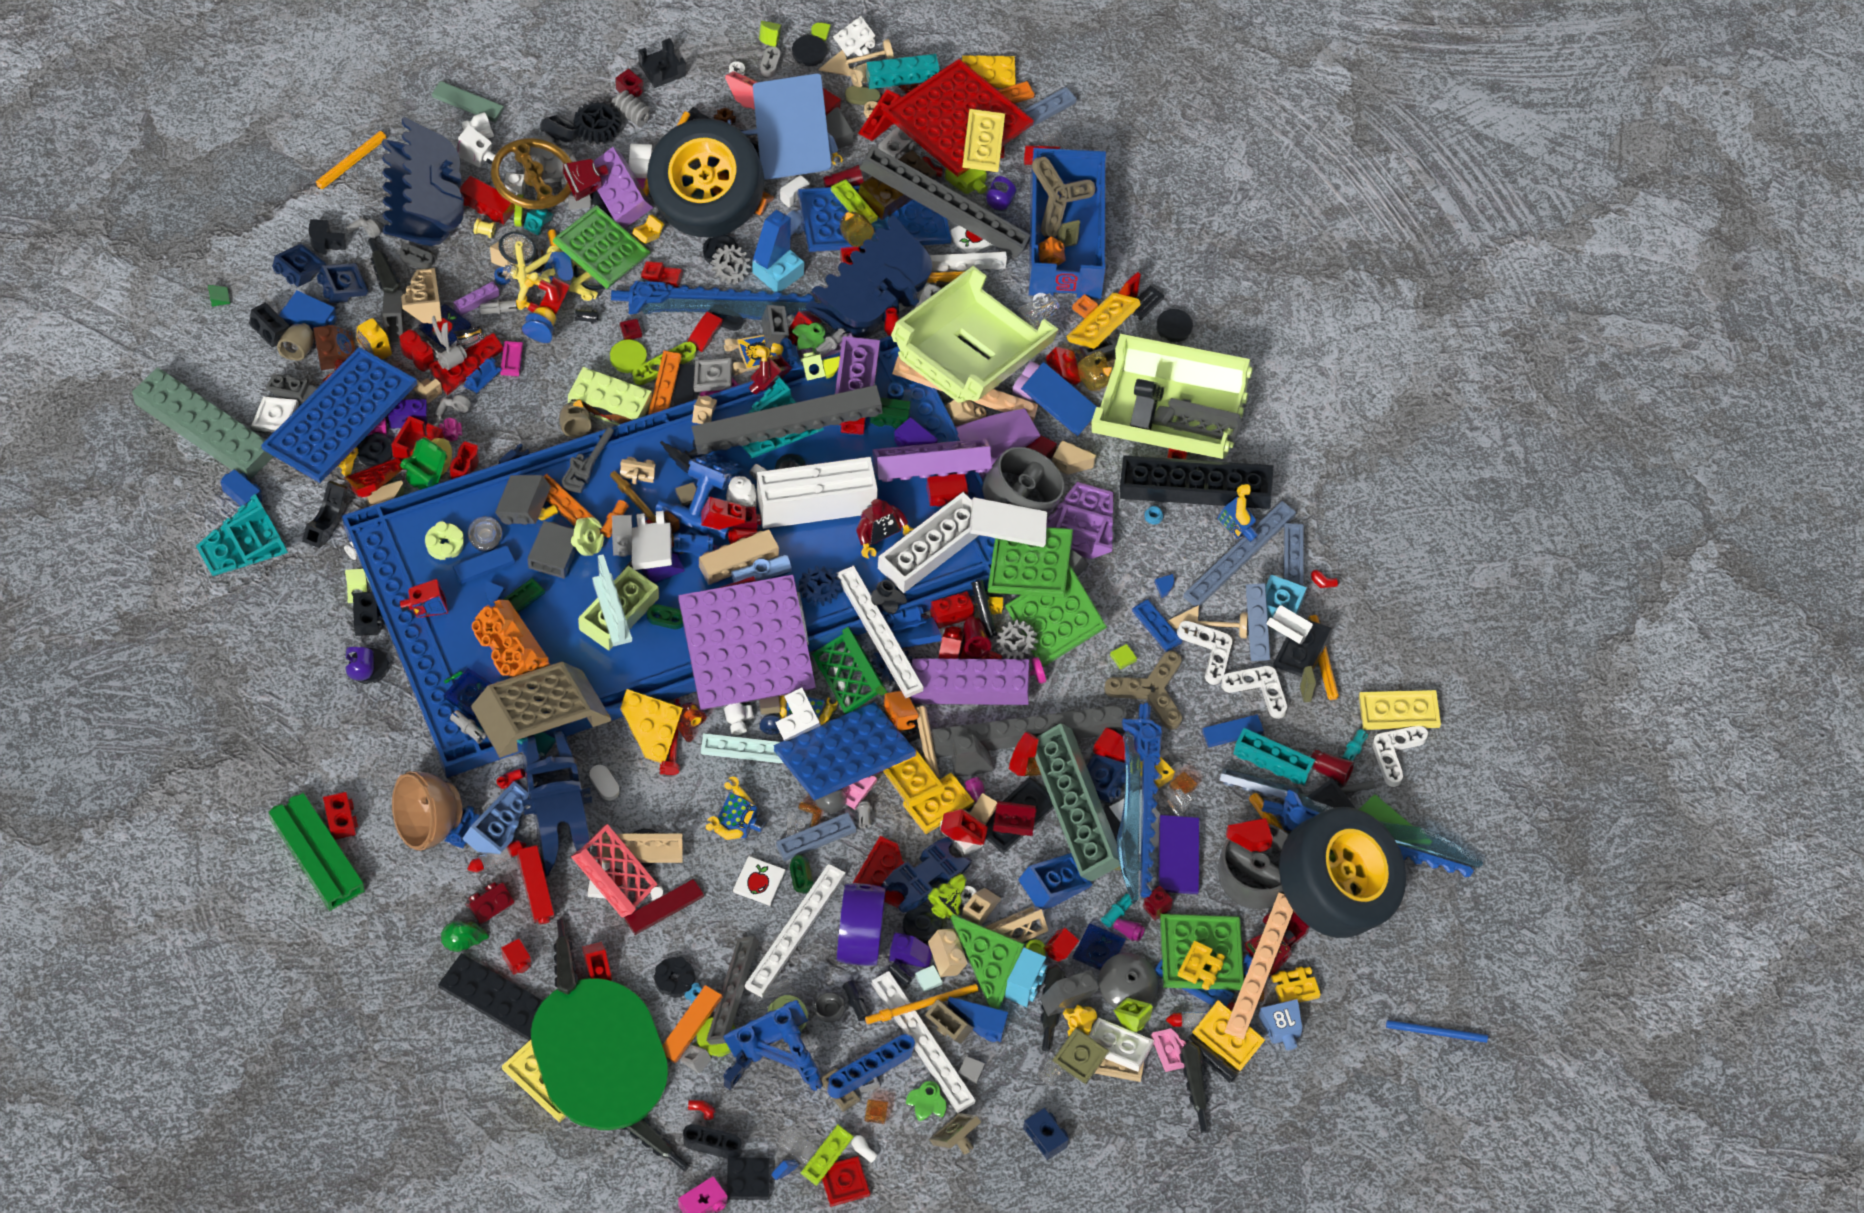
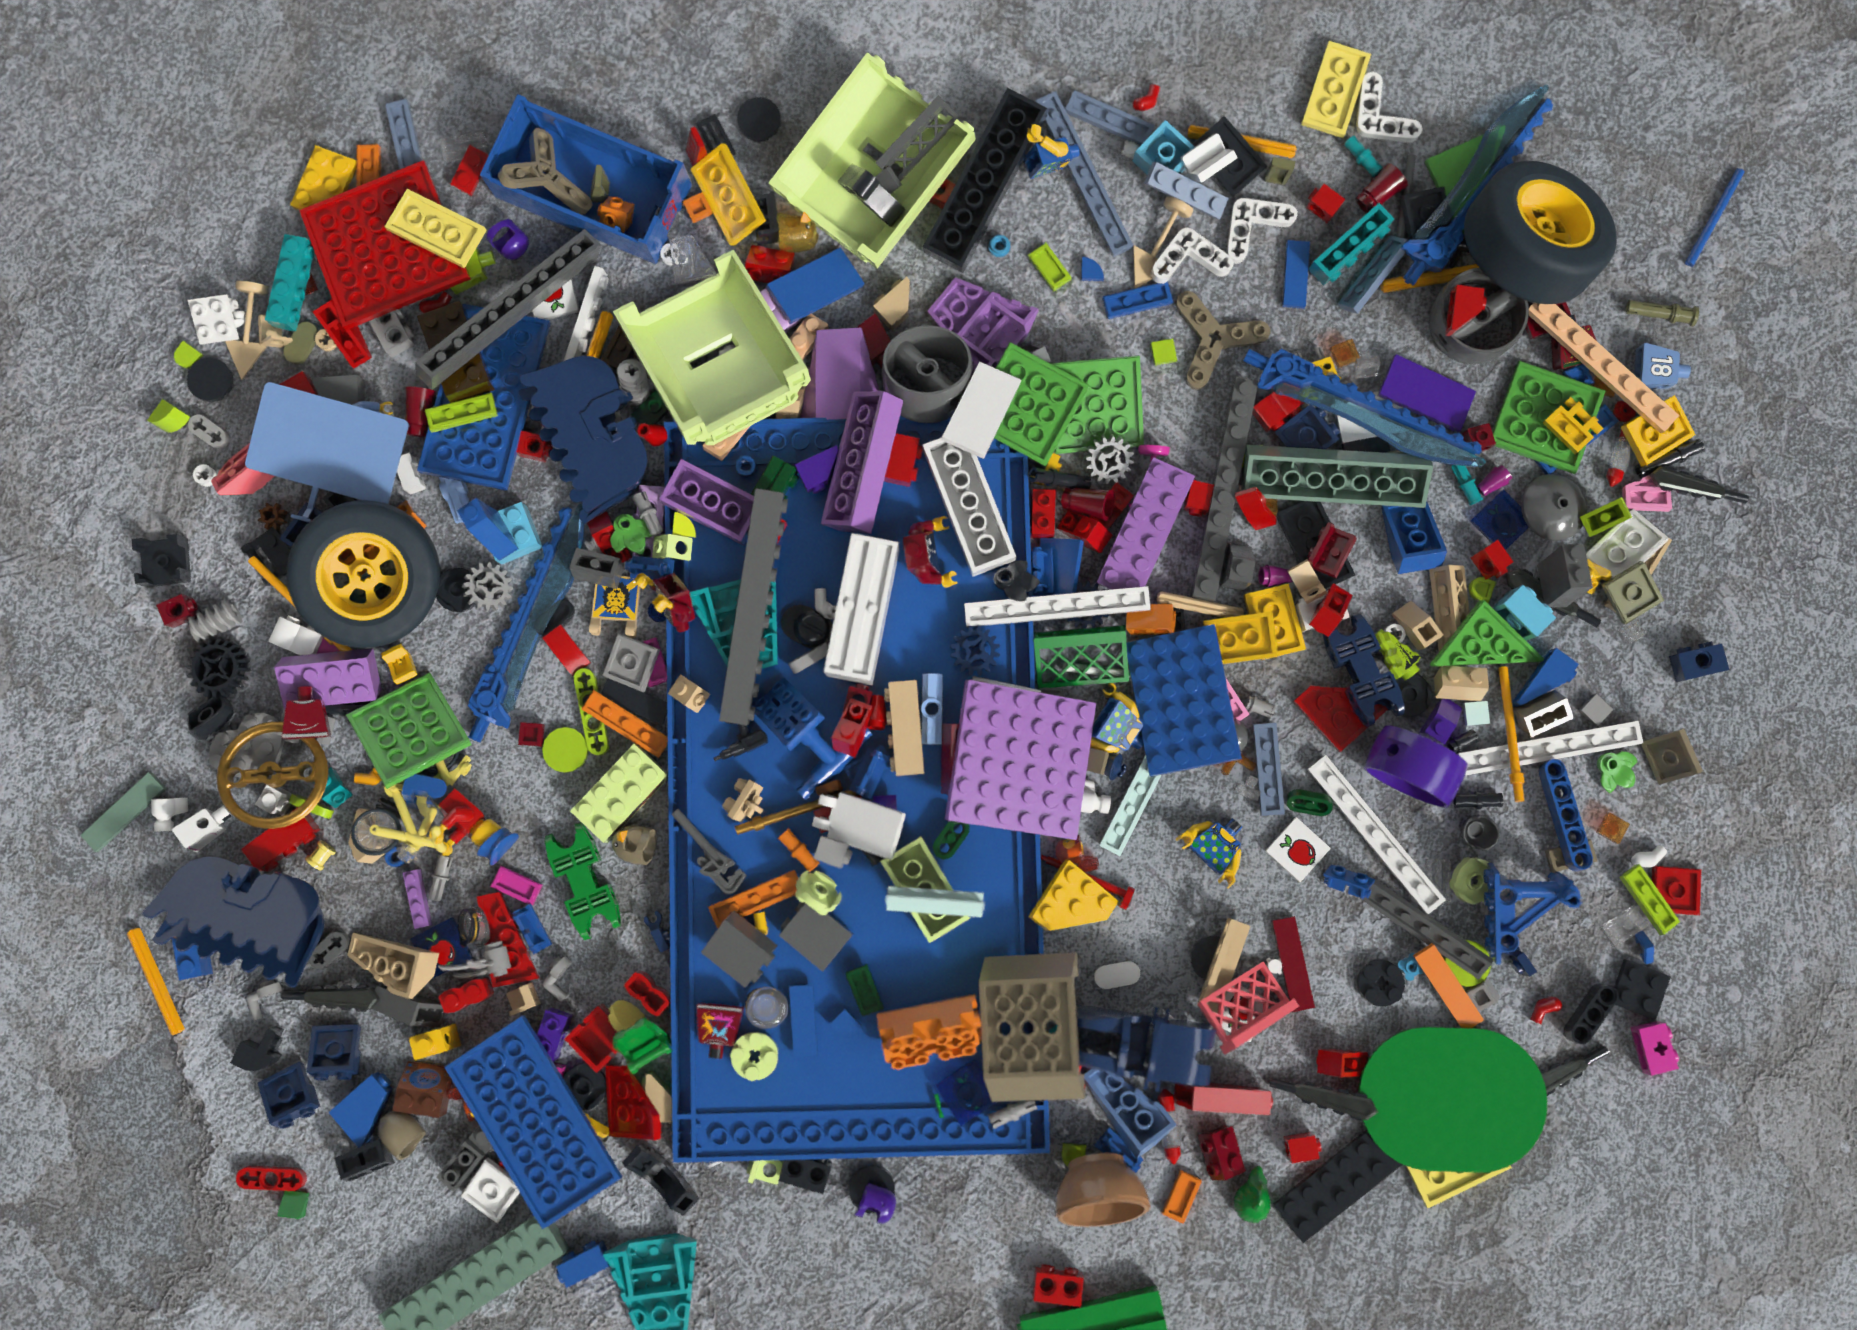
camera: 60 degrees left, 25 degrees up
(233, 269) = (261, 1183): none -> red beam
(372, 175) = (190, 964): none -> blue brick
(426, 600) = (833, 1107): red torso -> none
(443, 885) = (1181, 1196): none -> orange tile
(451, 429) = (592, 991): dark pink gear -> none
(458, 507) = (718, 1026): none -> dark red torso
(524, 405) = (583, 880): none -> green piece
(588, 316) = (491, 779): black pin -> none
(658, 273) = (466, 670): red slope -> none
(686, 493) = (796, 757): dark tan tile -> none
(742, 492) = (827, 695): white helmet -> none
(748, 920) = (1338, 877): none -> blue hinge
(801, 720) = (1135, 735): white brick -> none
(856, 228) = (504, 425): clear yellow piece -> none
(1014, 711) = (1199, 498): none -> red brick
(1154, 556) = (1049, 267): none -> lime tile
(1300, 730) = (1325, 202): none -> red brick
(1302, 990) = (1625, 336): yellow plate -> none
(1336, 1020) = (1672, 313): none -> olive pin

